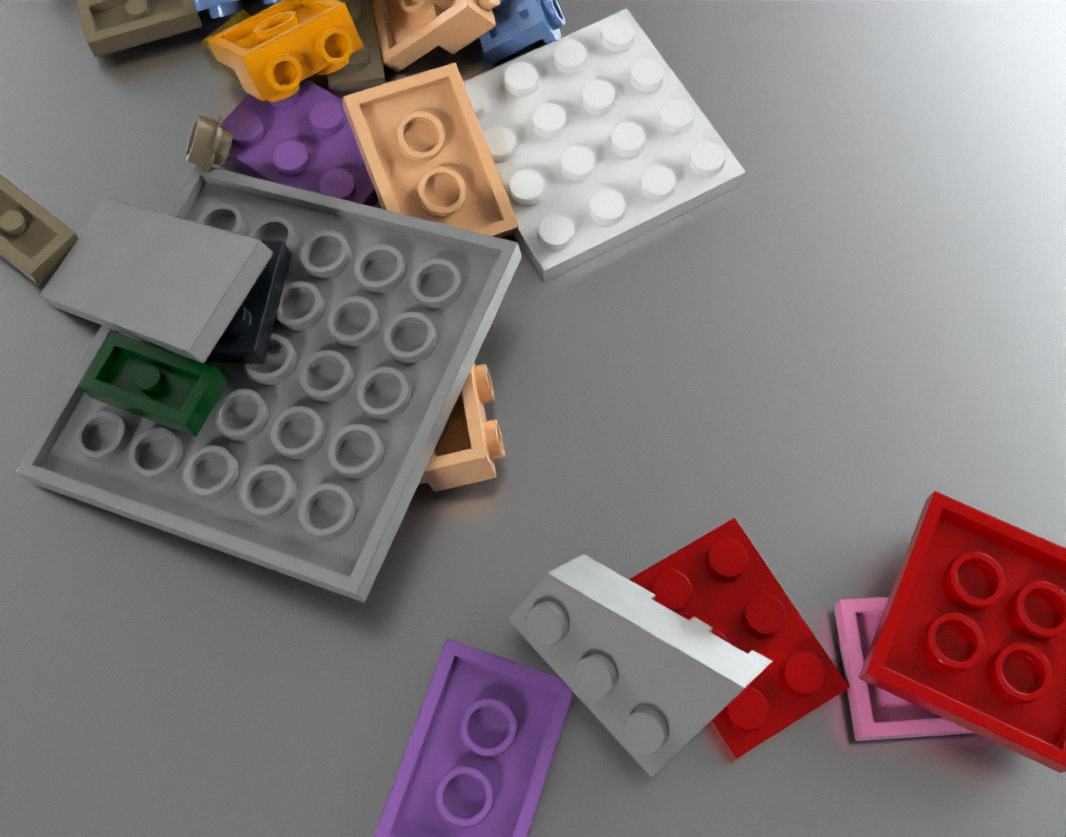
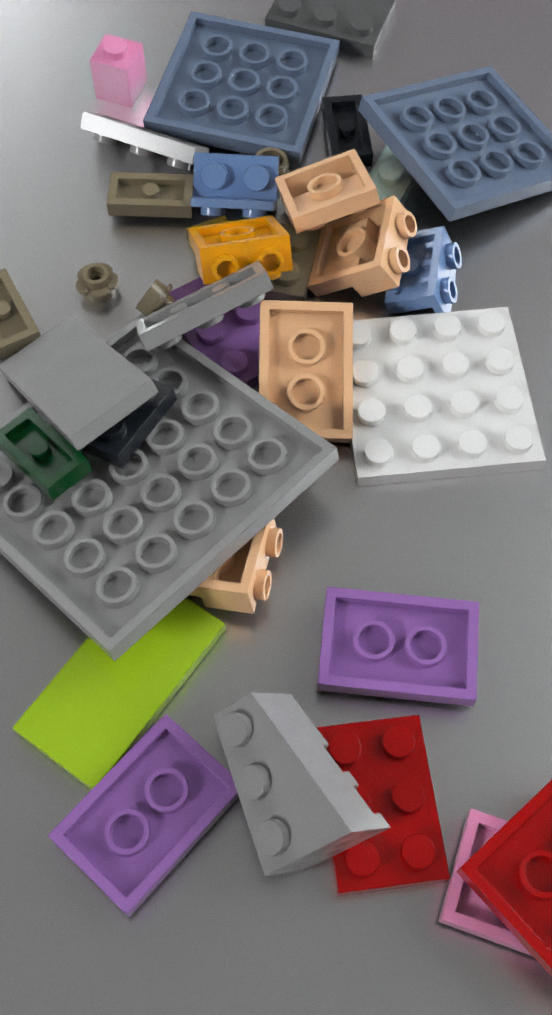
camera: 25 degrees right, 5 degrees down
(122, 157) = (97, 290): none -> dark tan plate
(277, 128) = (204, 307): none -> light grey plate
(364, 665) = (105, 706): none -> lime tile
(677, 448) = (399, 646): none -> medium lavender plate

